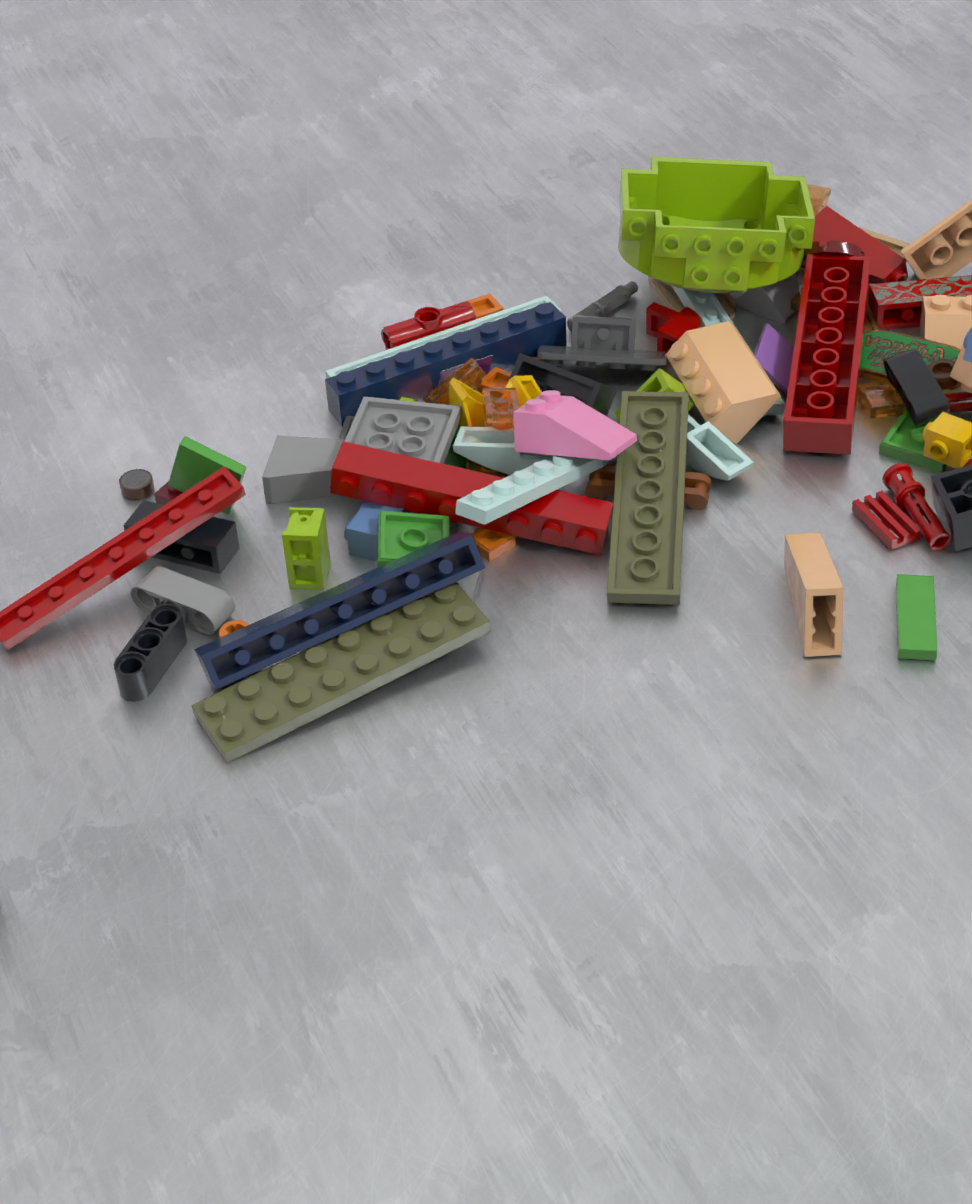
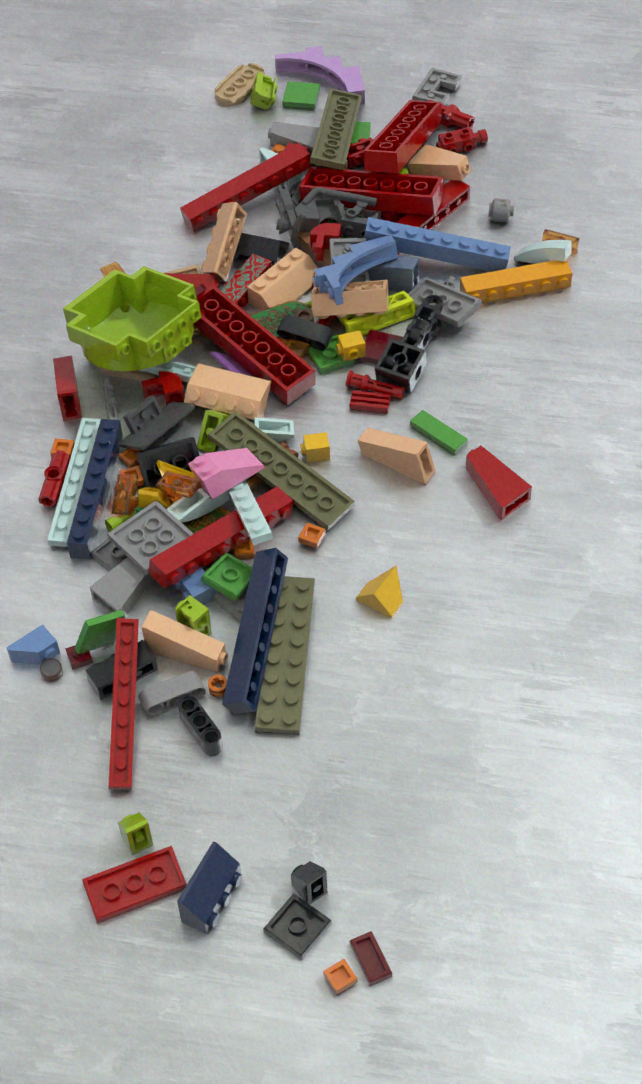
camera: 55 degrees left, 10 degrees up
(152, 447) = (34, 647): none -> medium blue slope
(263, 552) = (182, 643): none -> light nougat slope
(547, 716) = (383, 593): none -> yellow slope
(574, 259) = (67, 388): none -> red slope
(576, 588) = (311, 535): none -> orange plate
(734, 510) = (315, 447): none -> yellow brick
(885, 729) = (497, 482): none -> red slope

